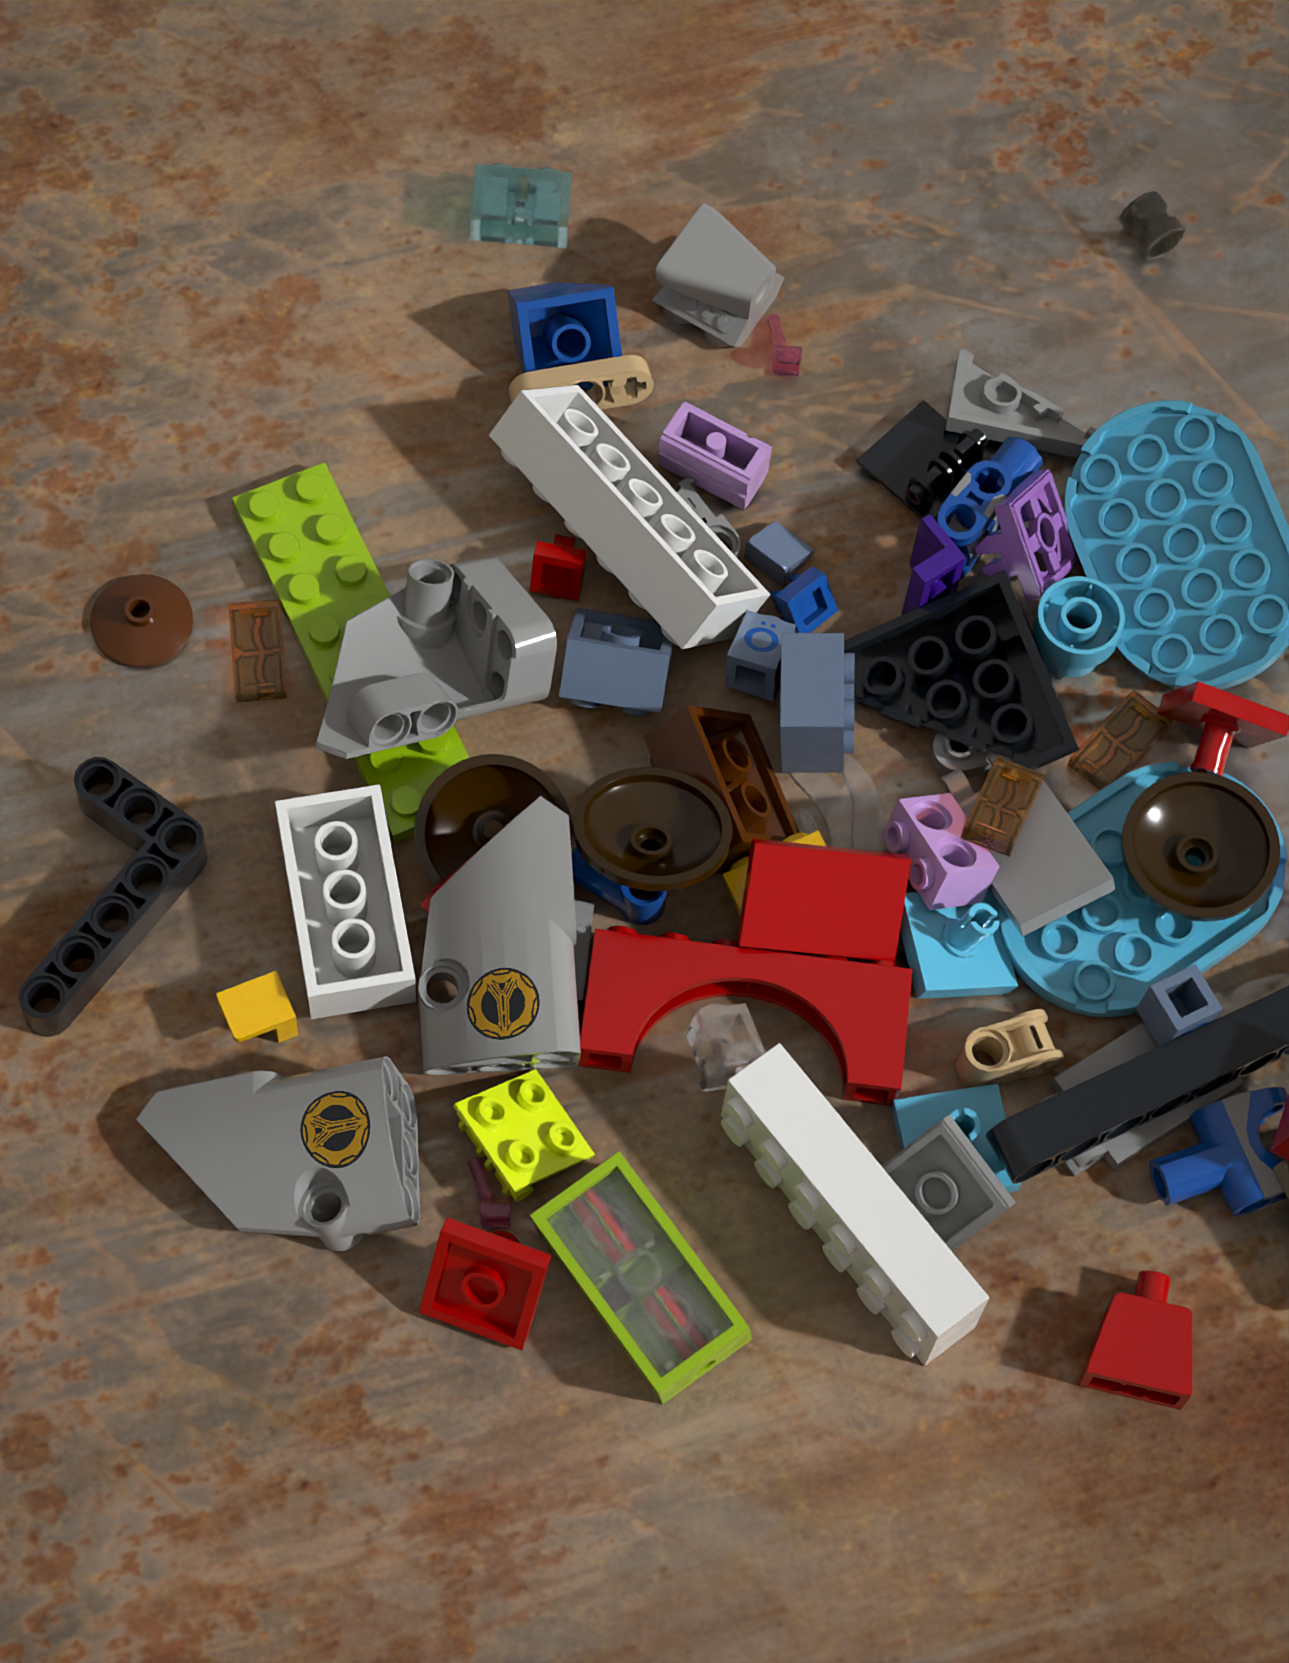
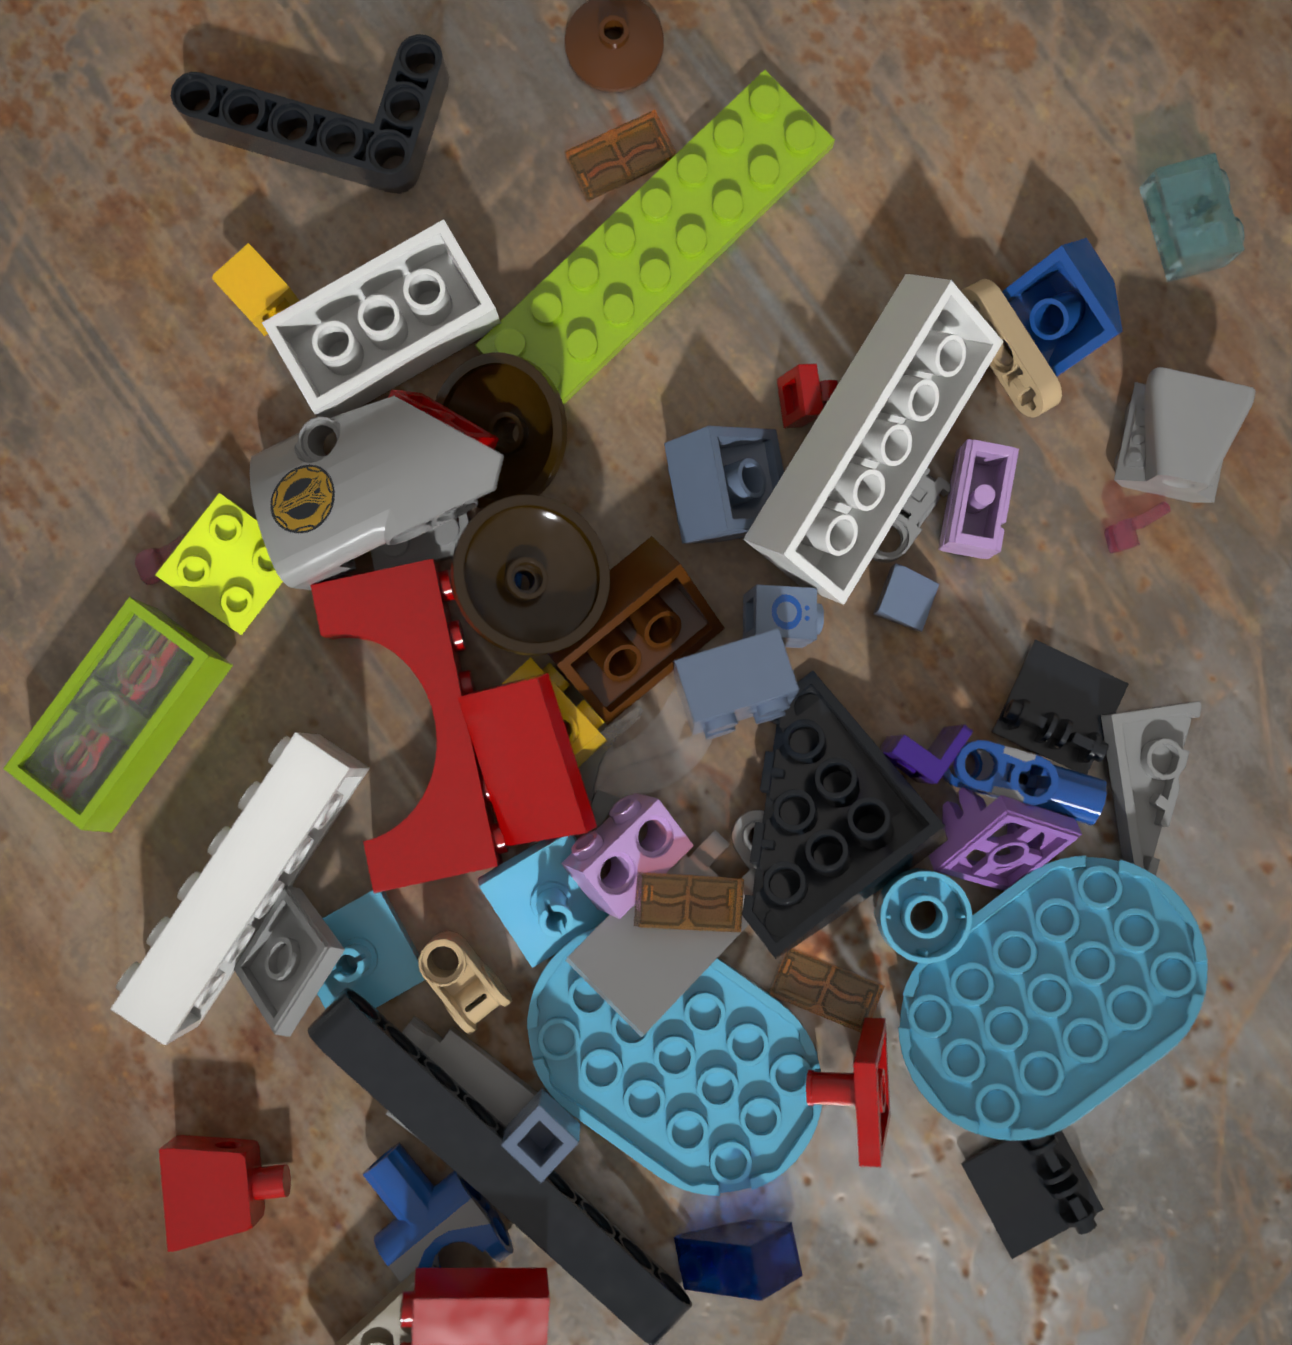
camera: 80 degrees right, 20 degrees up
(299, 1149) = (132, 377): light grey panel -> none
(437, 653) = (648, 307): light grey panel -> none
(485, 1283) = (66, 580): red tile -> none
(723, 1043) = (372, 734): clear brick -> none
(805, 600) = (856, 640): blue tile -> none
(1205, 819) = (720, 1146): dark brown dish -> none

